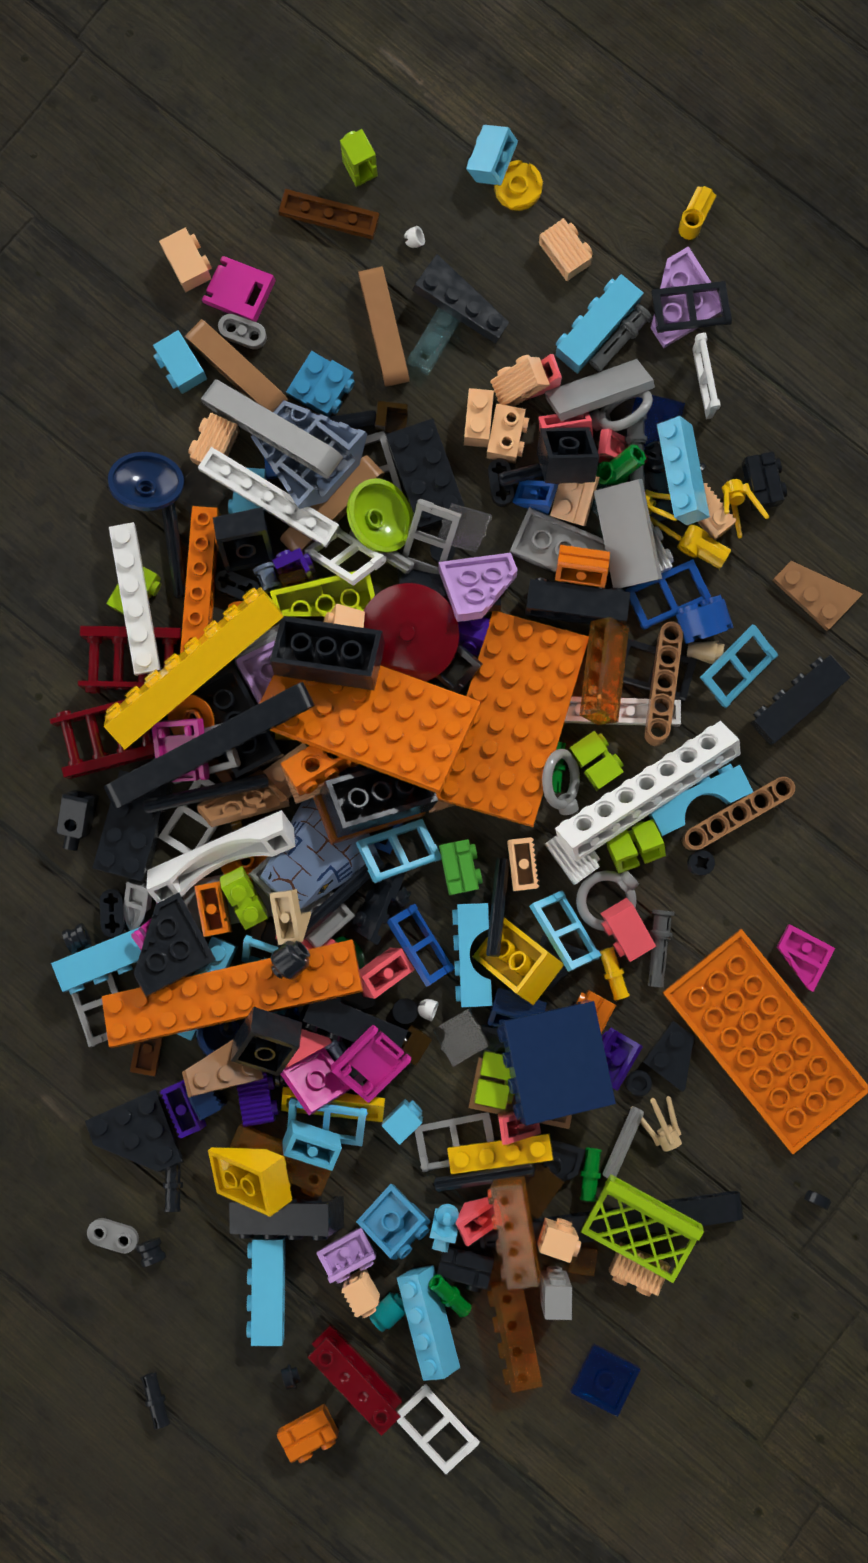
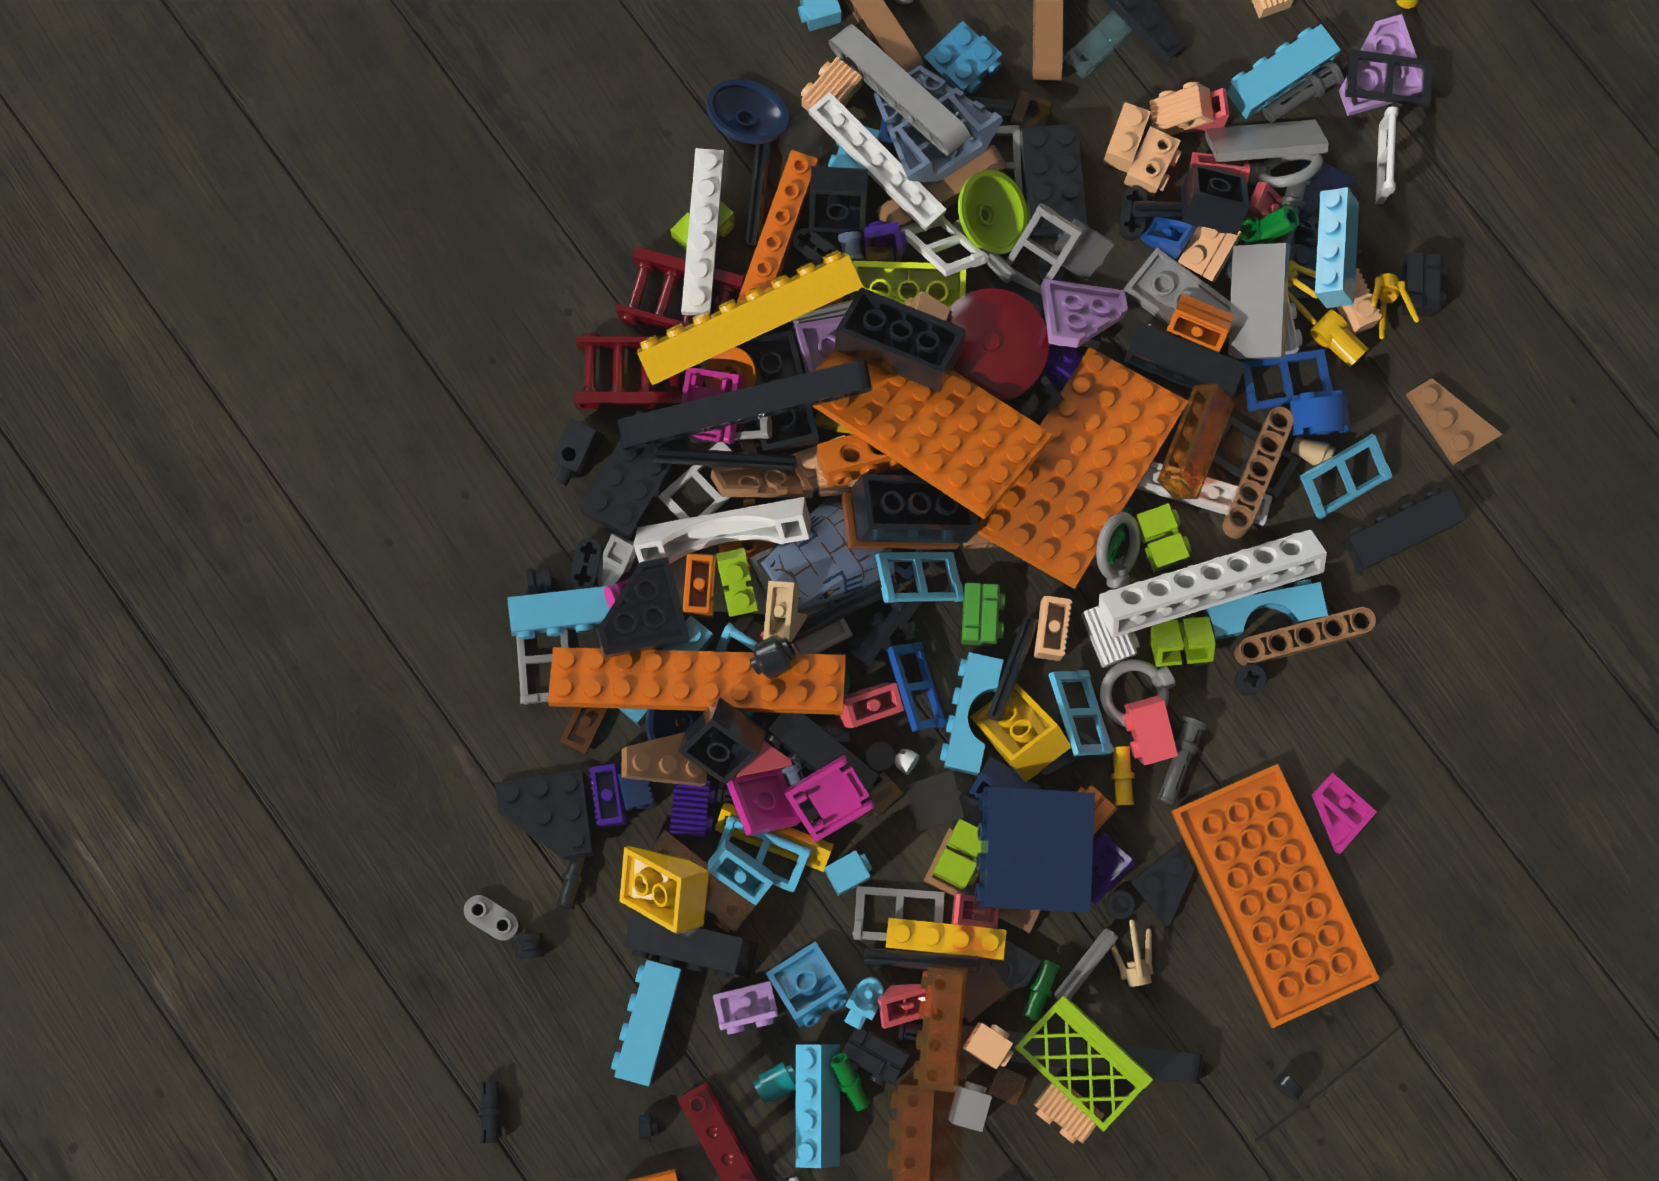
camera: 10 degrees right, 5 degrees down
(361, 1293) = (752, 1051): light nougat brick -> none

